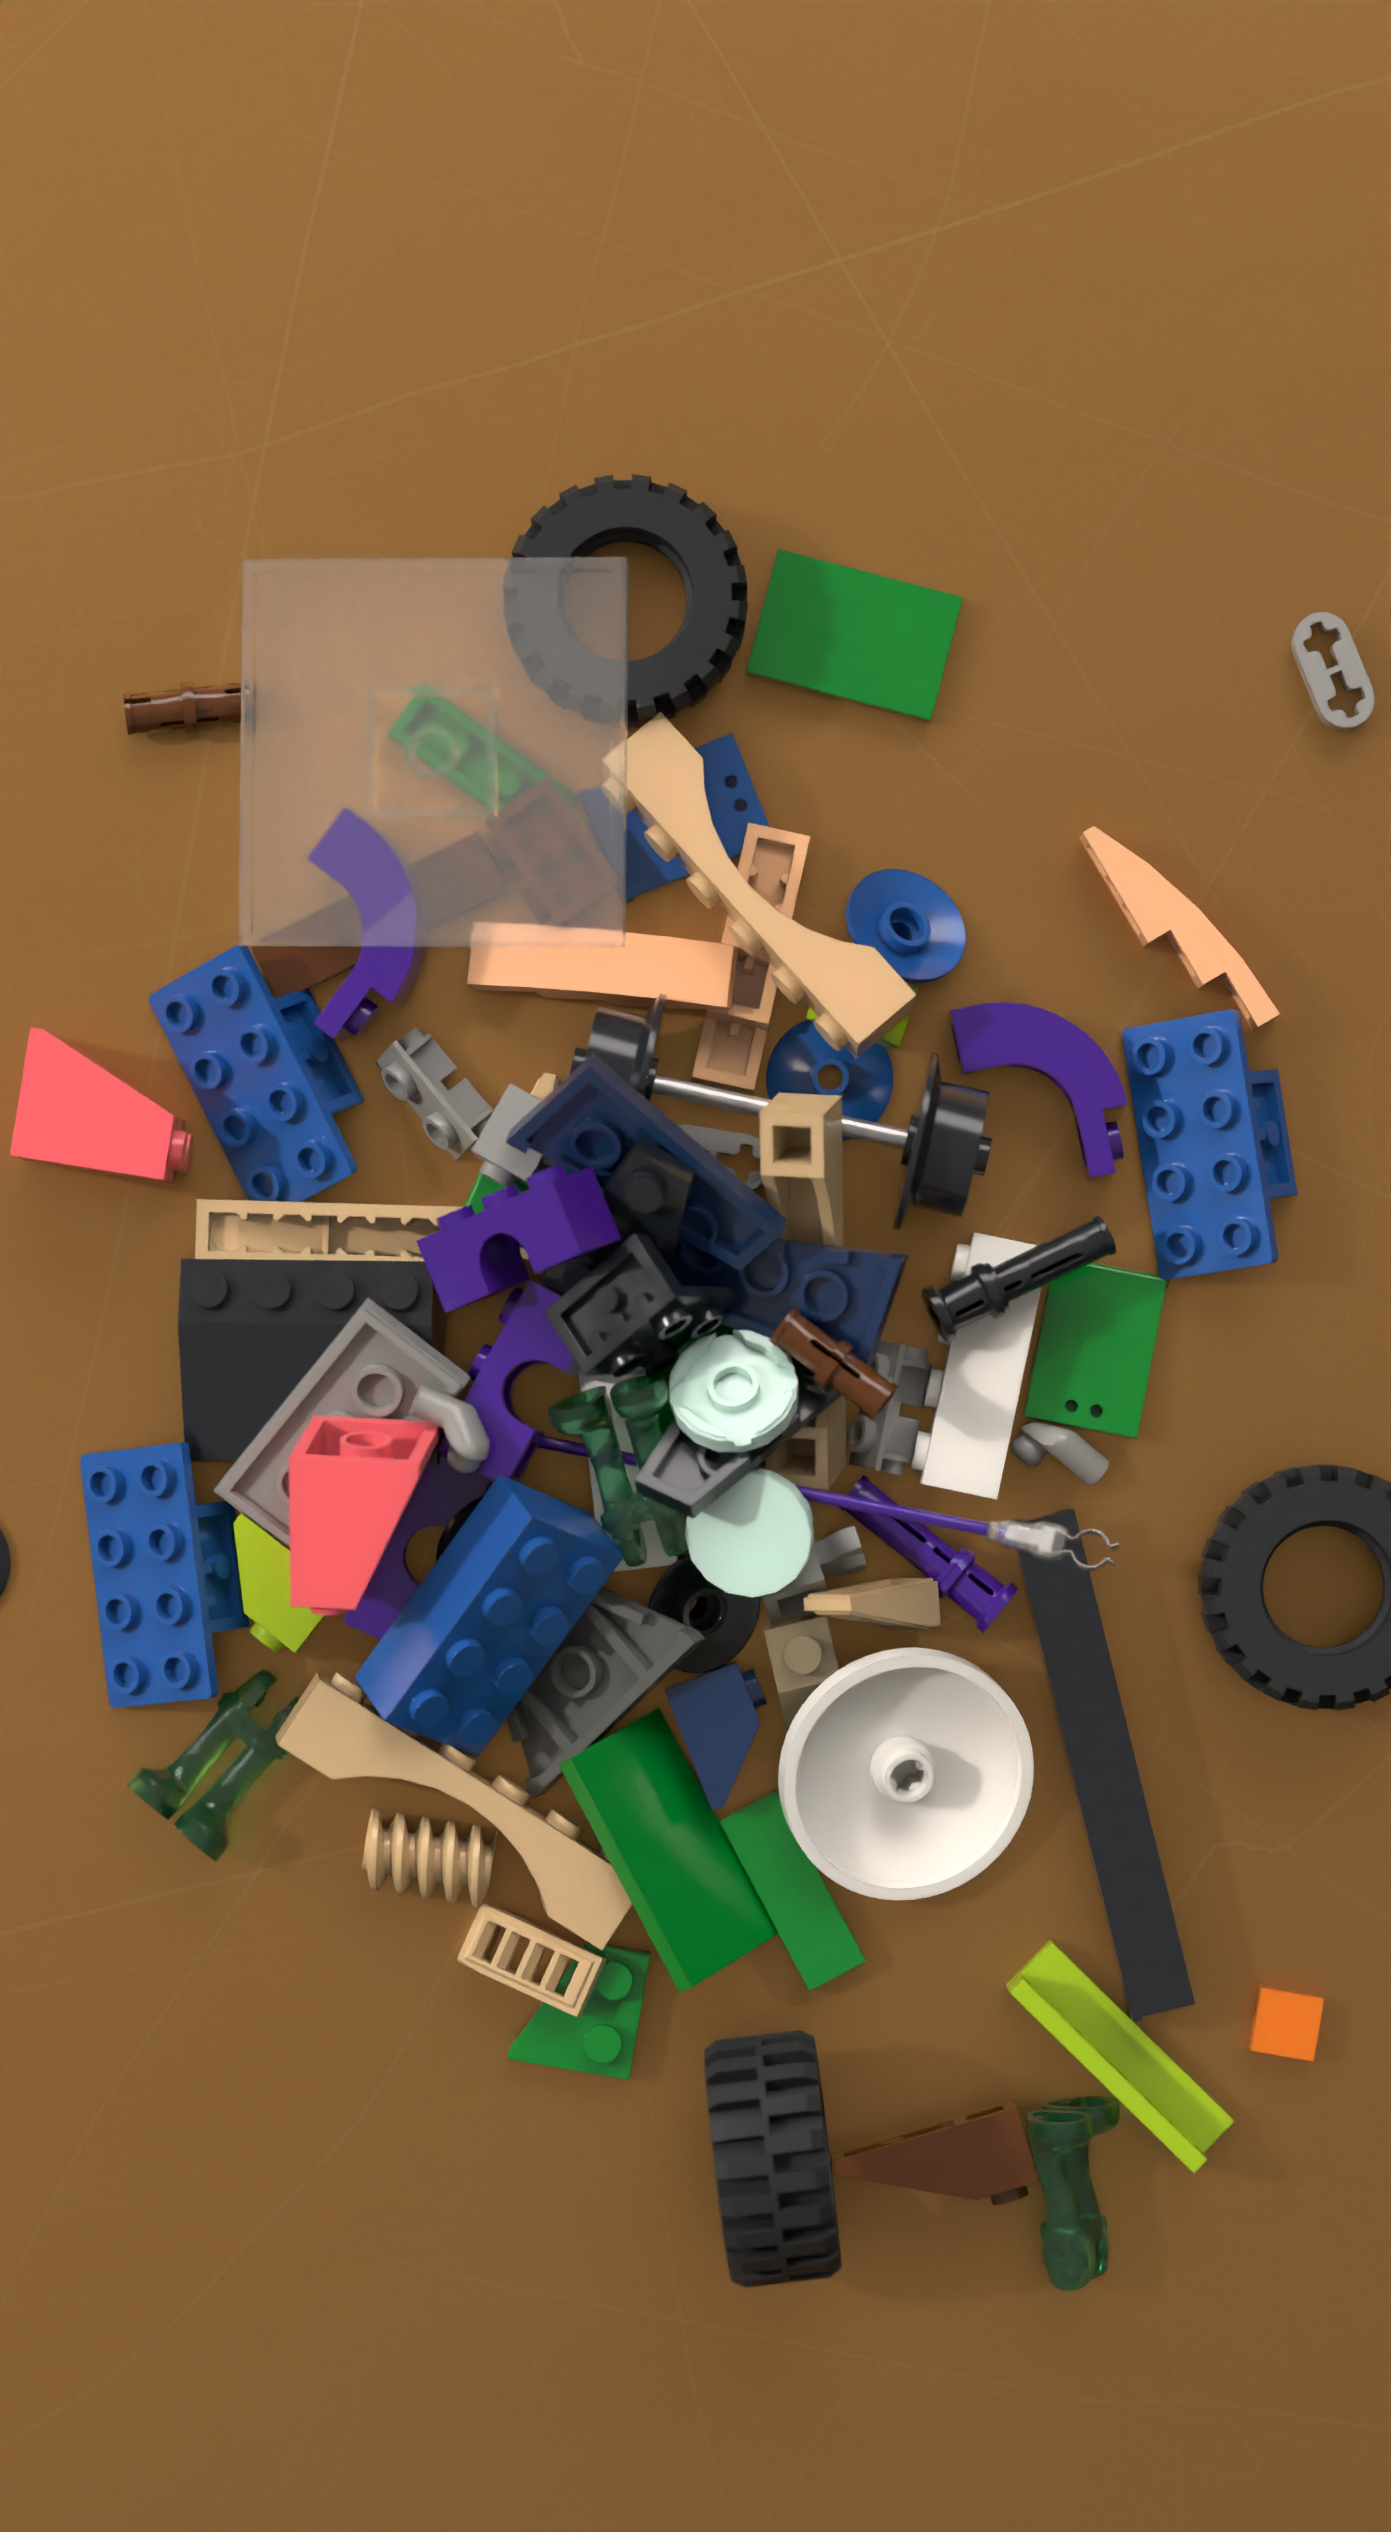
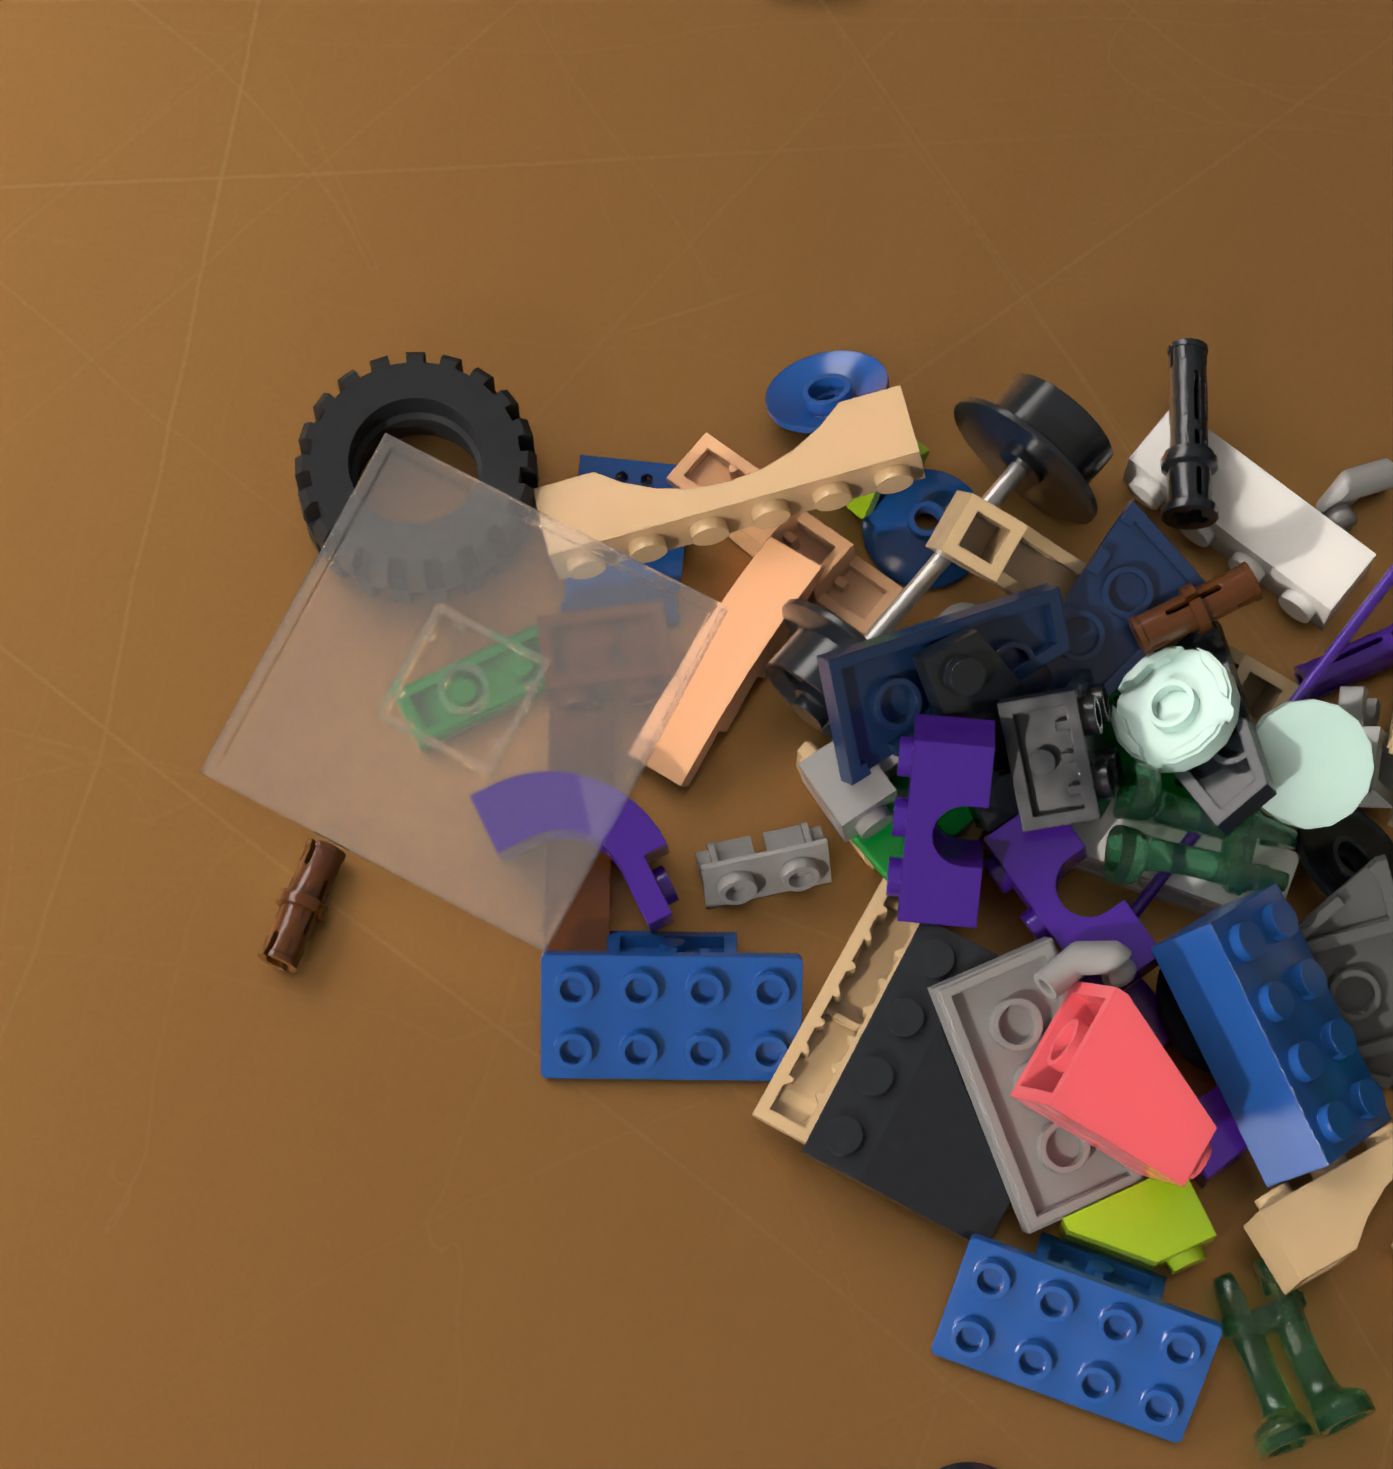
camera: 65 degrees left, 15 degrees down
(91, 1119) = (629, 1165): coral slope -> none
(854, 635) = (551, 317): green tile -> none
(889, 1438) = (1262, 632): light grey hinge -> none
(1044, 1042) = (1015, 318): dark purple arch -> none
(1096, 1349) = (1283, 419): green container -> none
(1160, 909) = (922, 181): light nougat slope -> none
(1208, 1143) = (1145, 243): blue bracket -> none

